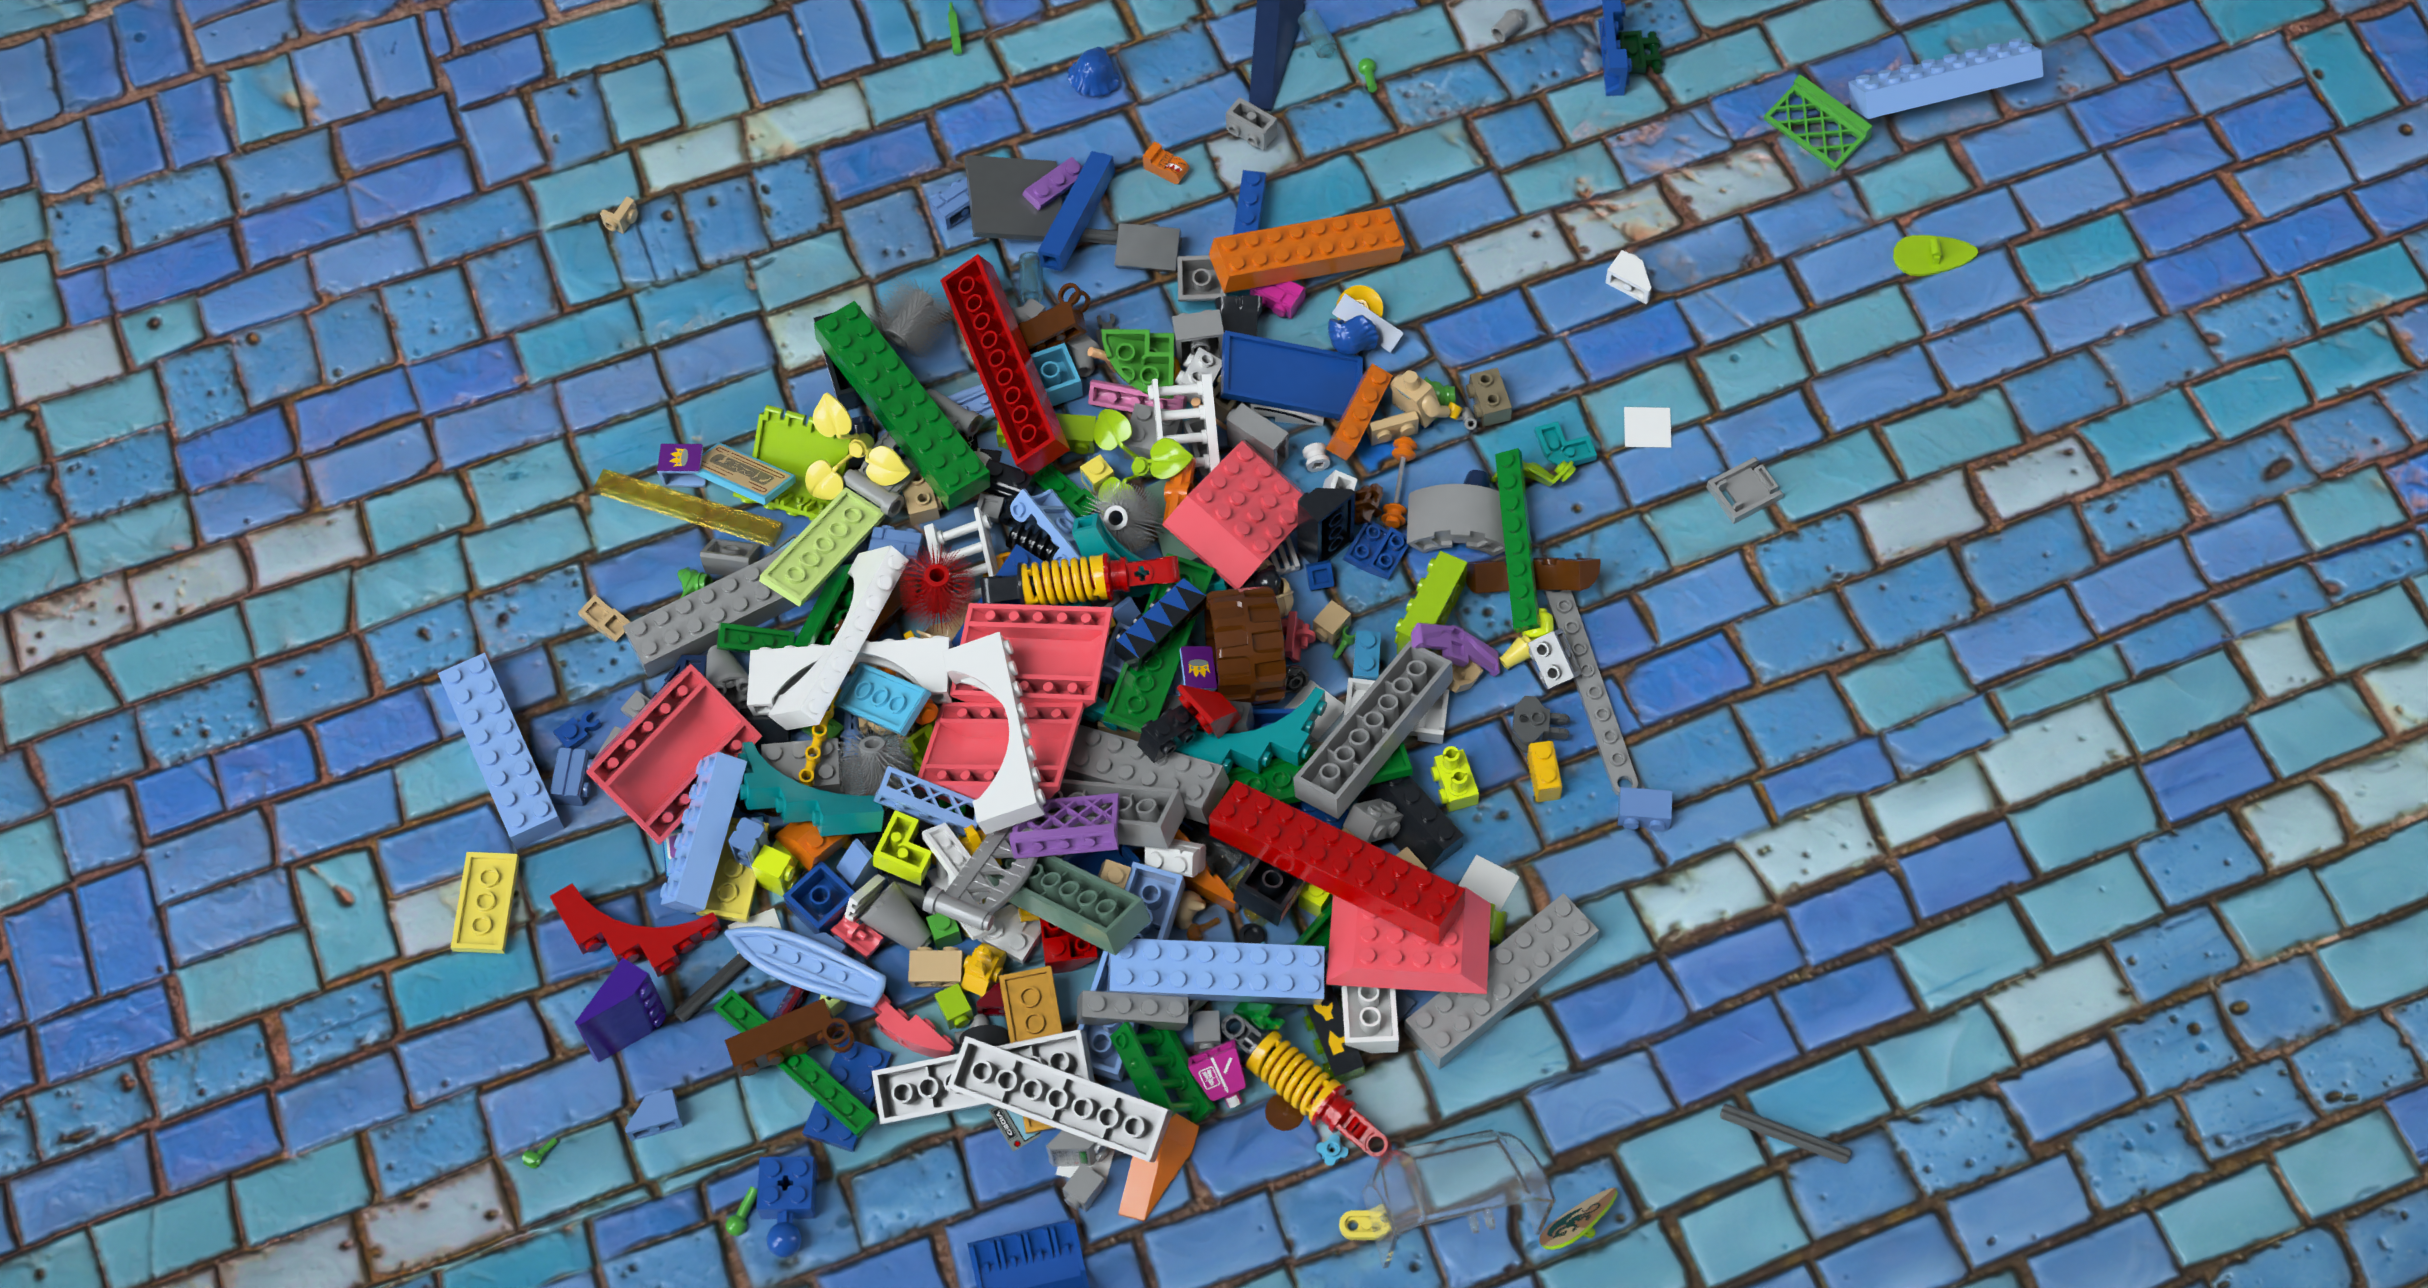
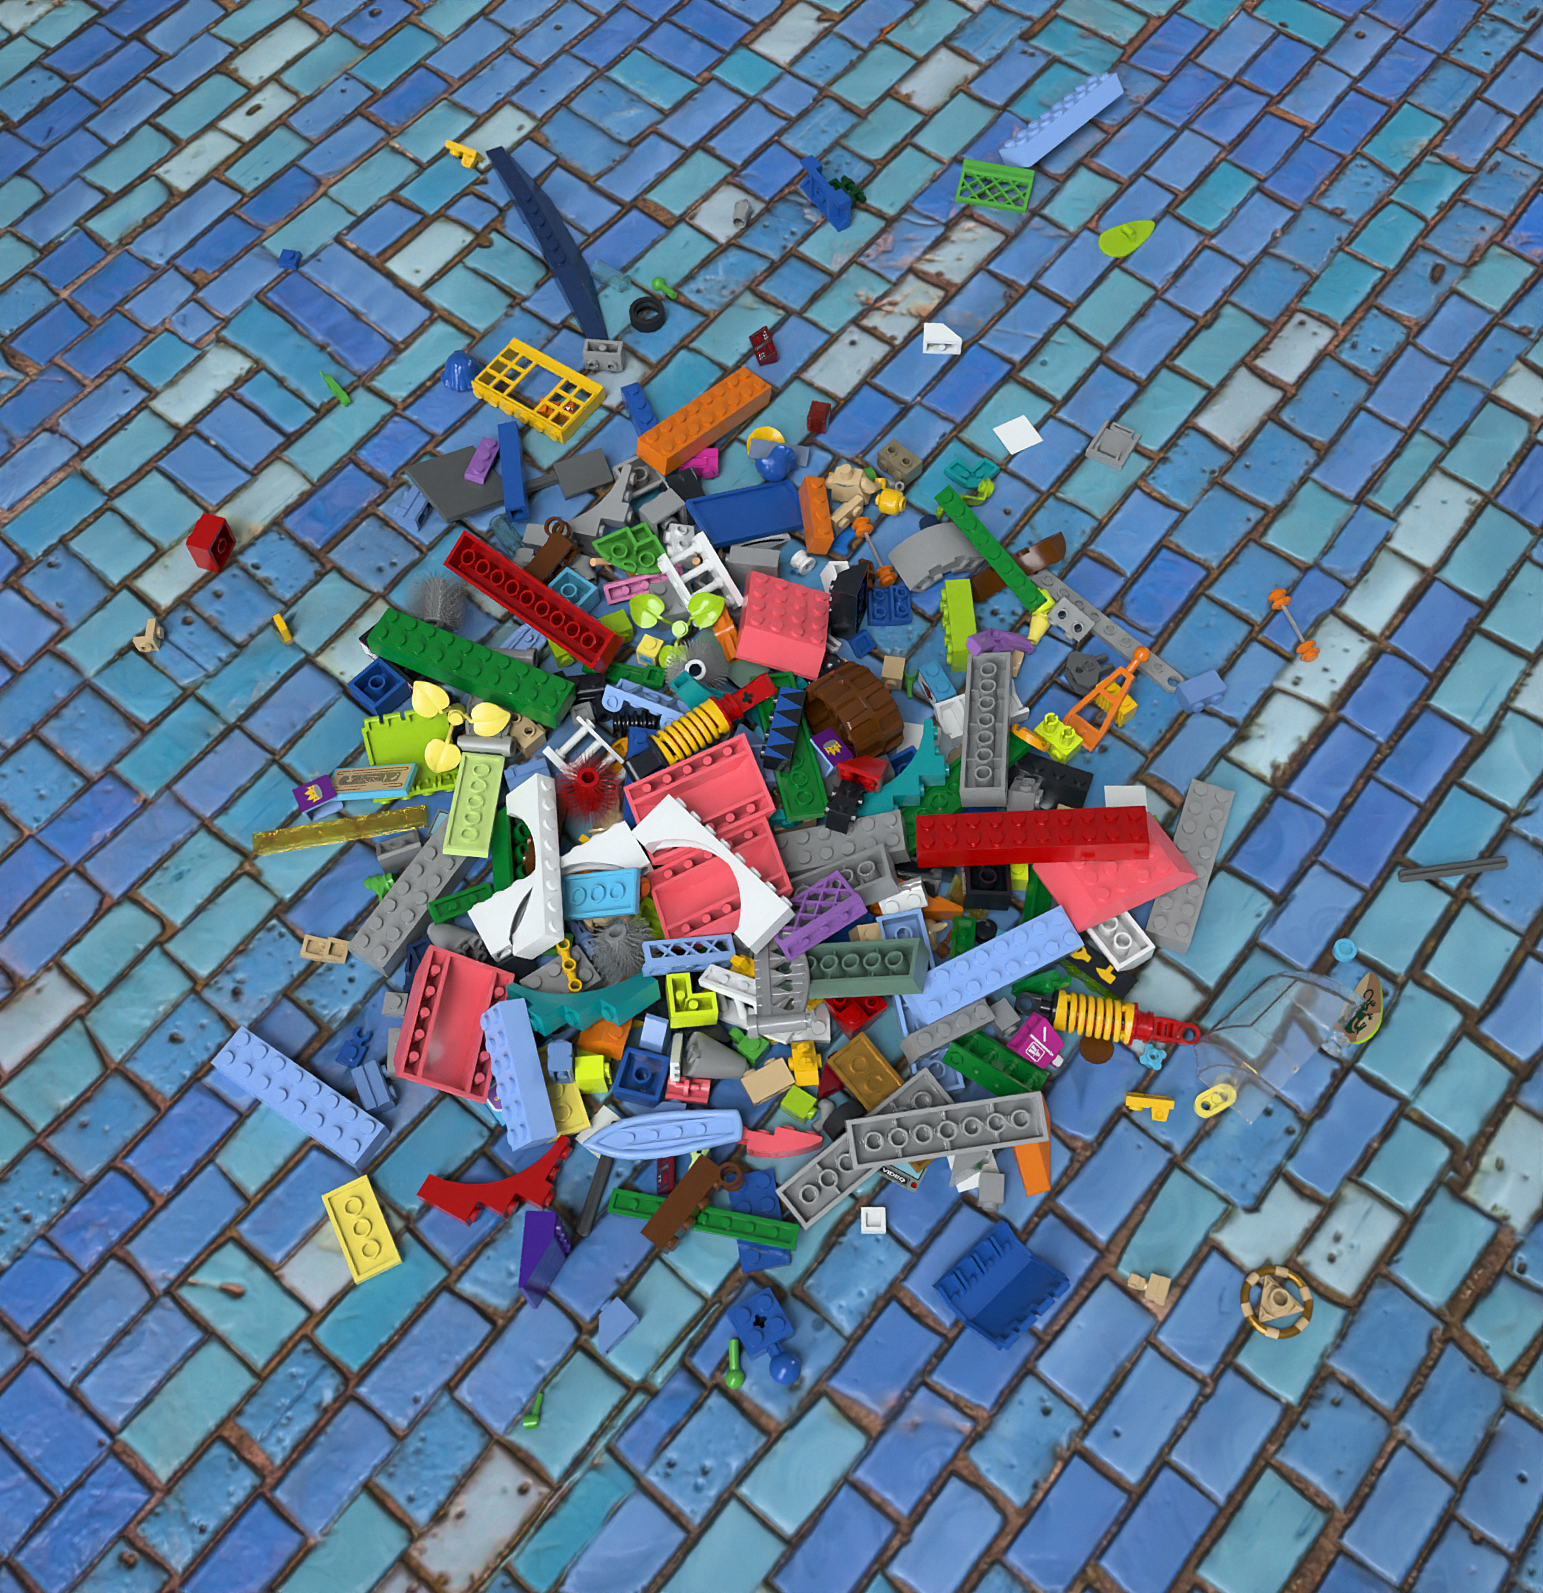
camera: 30 degrees left, 0 degrees up
(732, 144) = (211, 542): none -> red brick
(751, 269) = (282, 627): none -> yellow tile
(805, 379) = (379, 688): none -> blue brick
(954, 1153) = (873, 1220): none -> white plate
(1120, 309) = (611, 511): none -> light grey arch
(1142, 79) = (526, 415): none -> yellow window
(1222, 926) = (962, 935): none -> green plate
(1305, 1197) = (1159, 1104): none -> yellow hinge
(1333, 83) = (647, 325): none -> black tyre
(1418, 762) = (1030, 737): none -> light orange tile
(1432, 194) = (763, 347): none -> slope
(1438, 303) = (818, 417): none -> clear red brick
(1452, 436) = (891, 501): none -> yellow head
(1487, 777) = (1089, 734): none -> orange plate
(1608, 1153) = (1344, 950): none -> medium azure tile
(1803, 756) = (1306, 647): none -> orange axle

